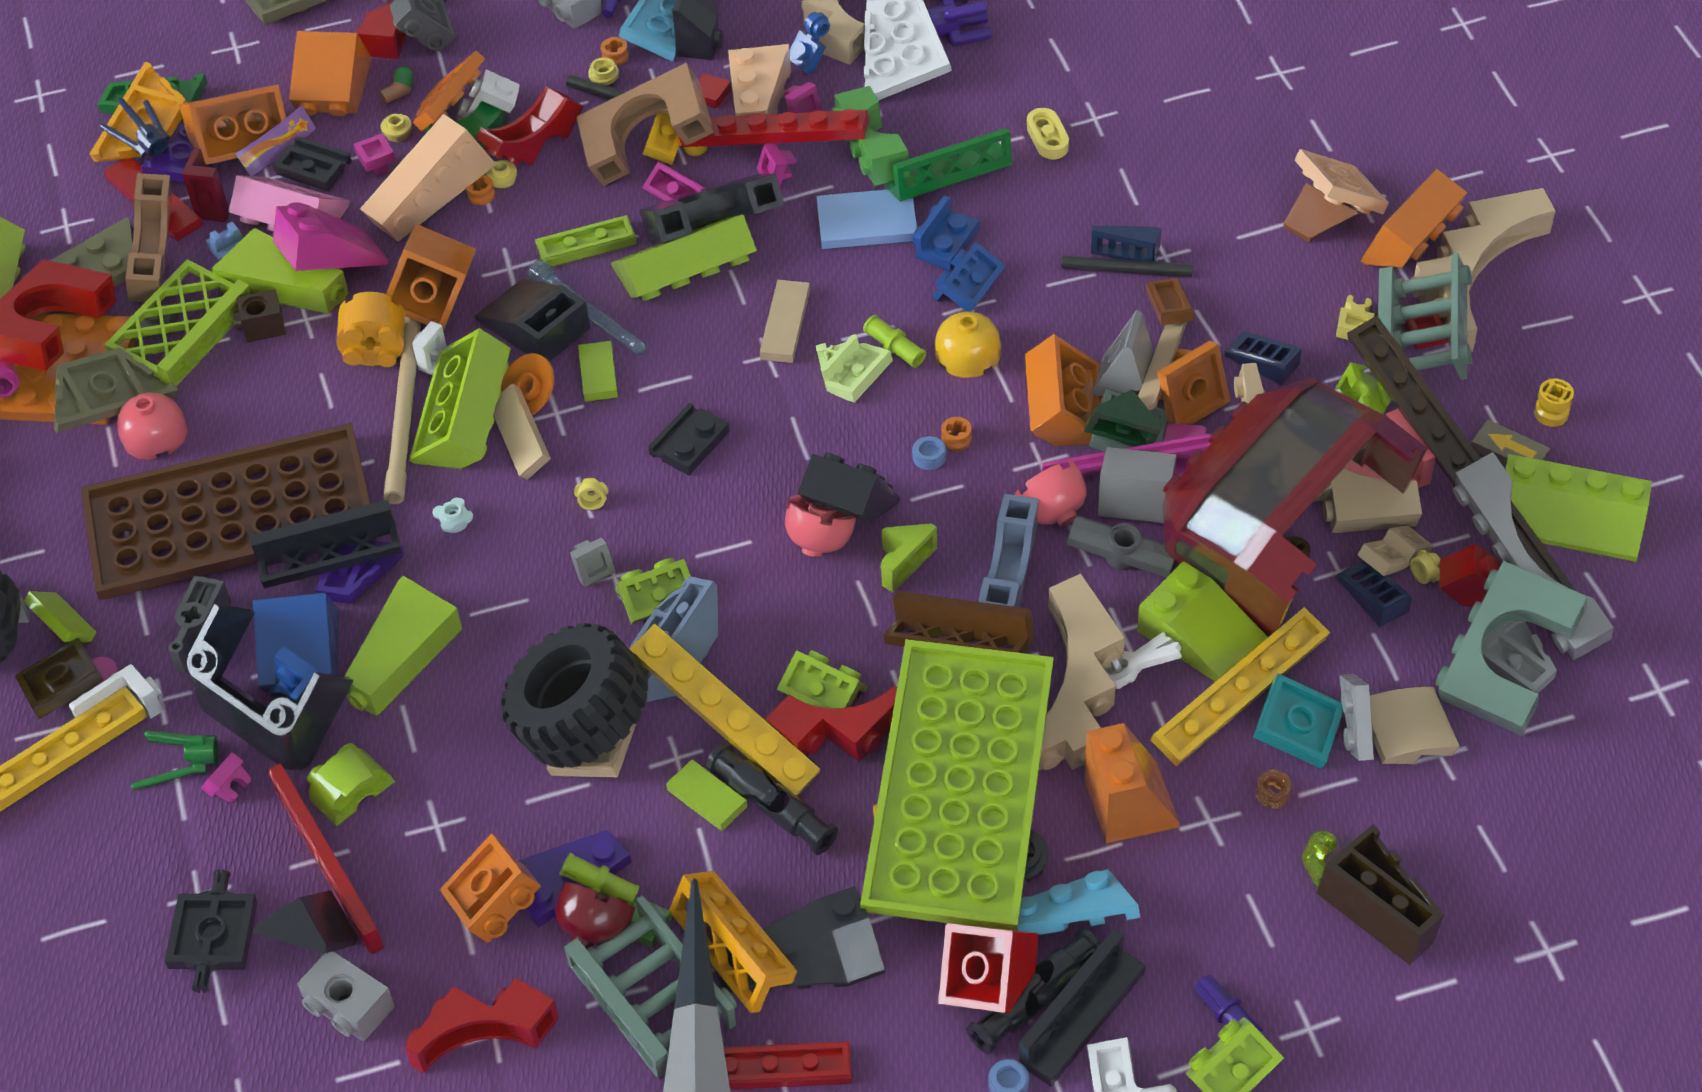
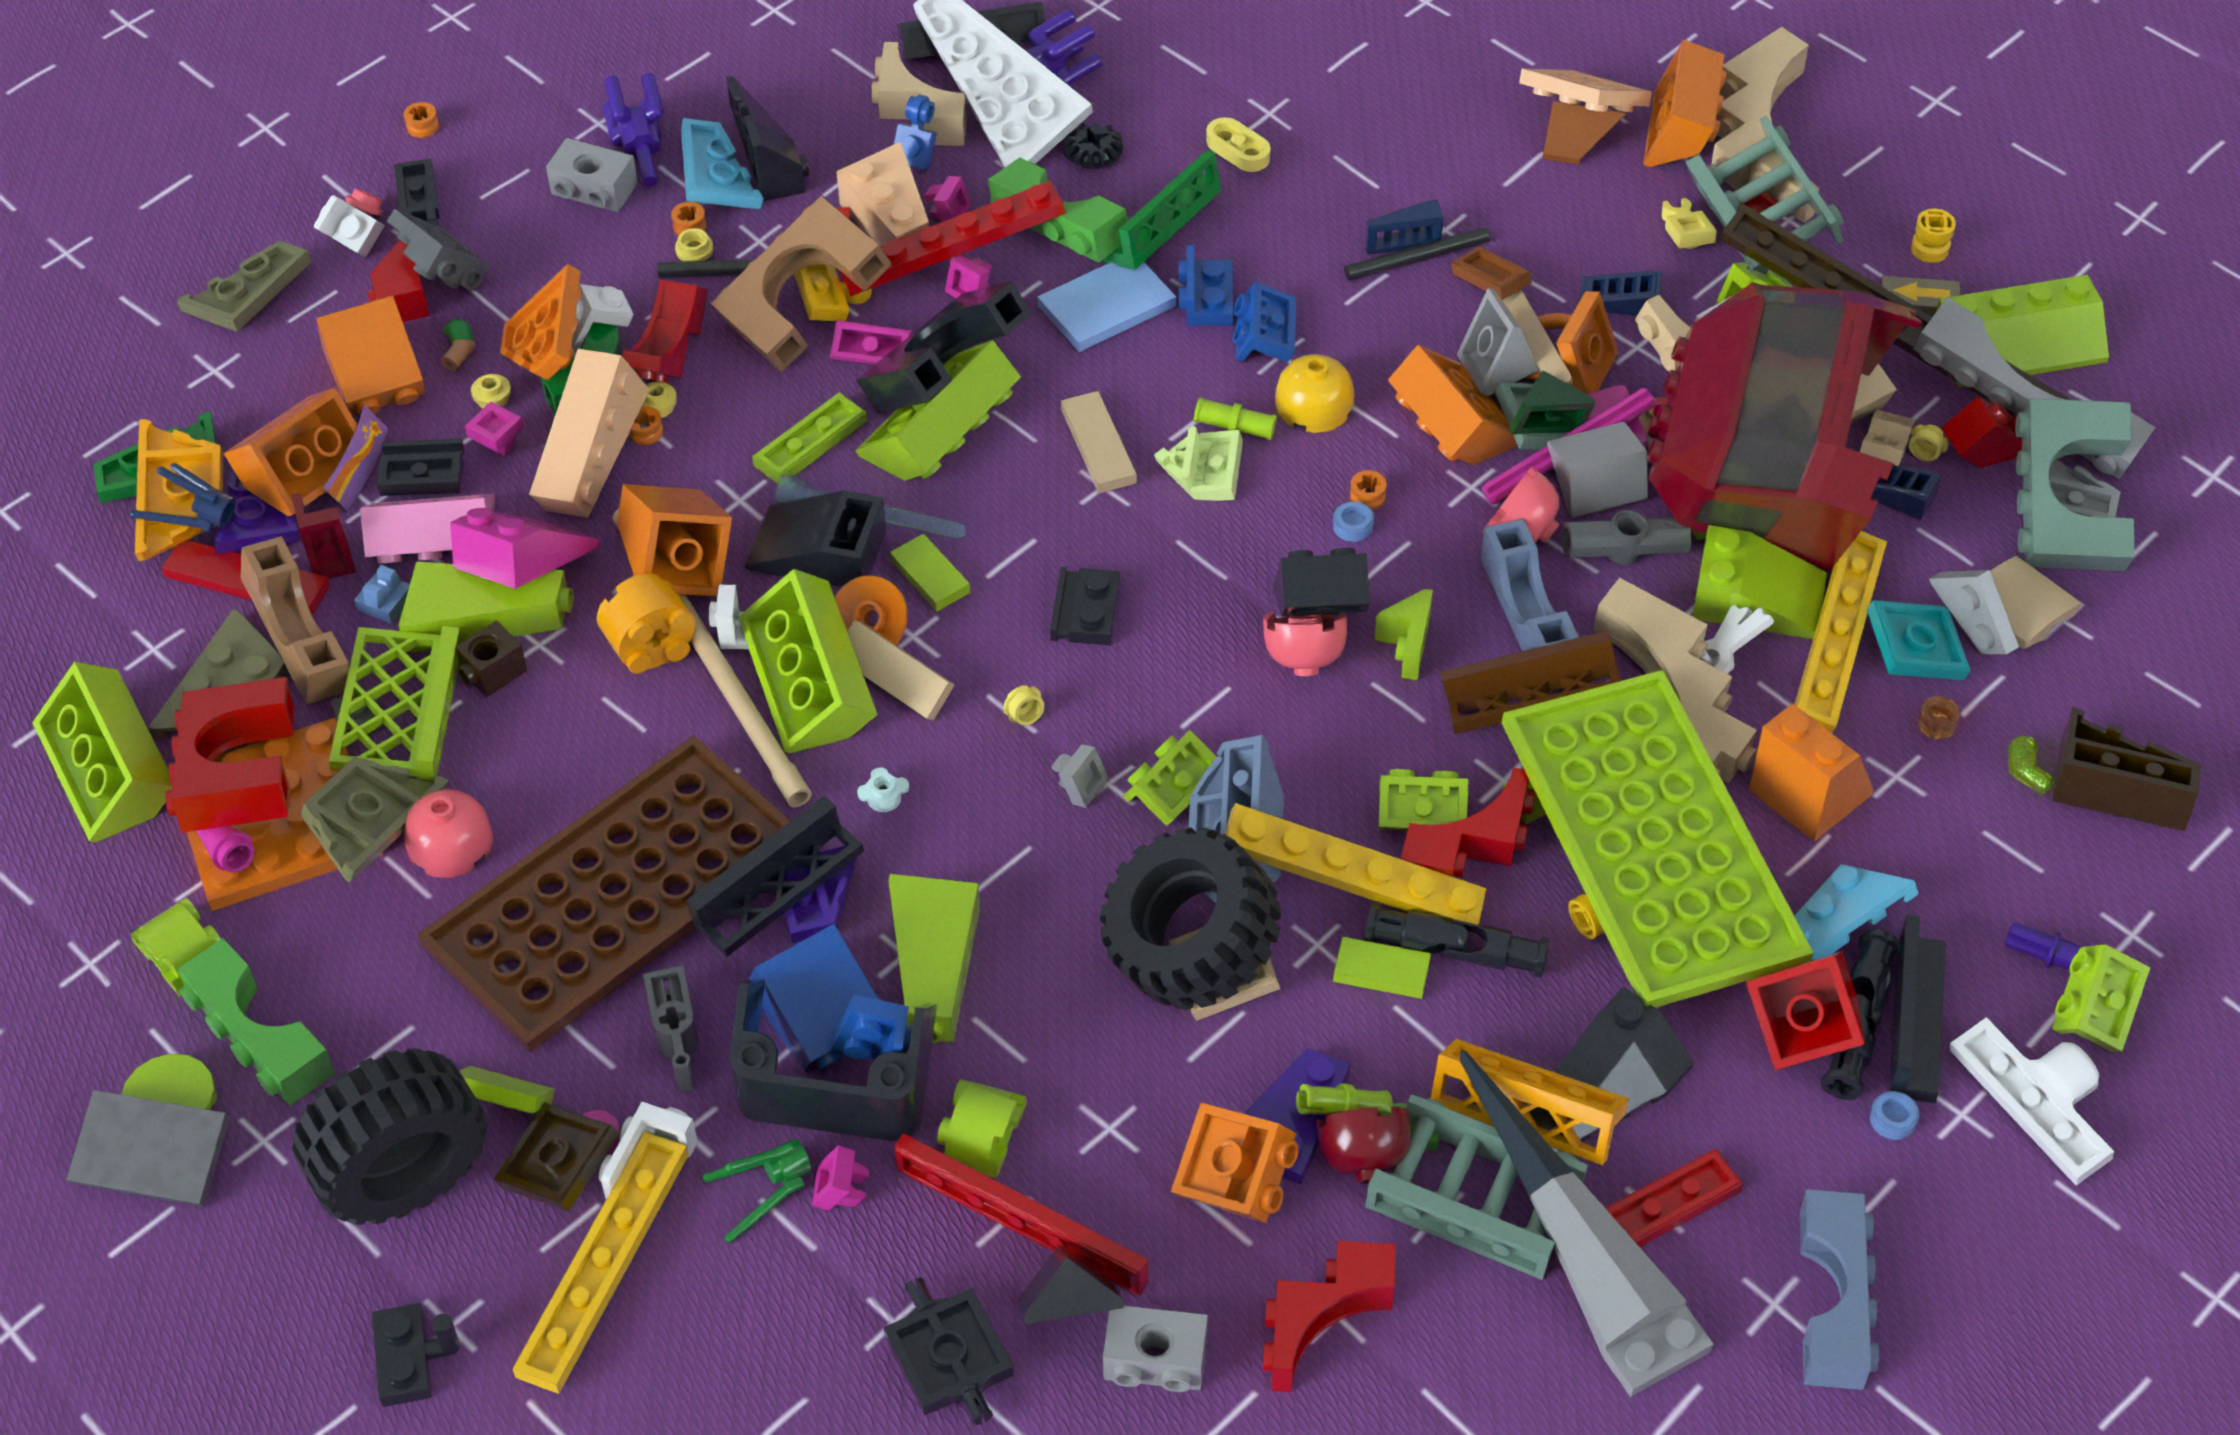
camera: 30 degrees left, 0 degrees up
(951, 102) = (1086, 154): none -> black gear

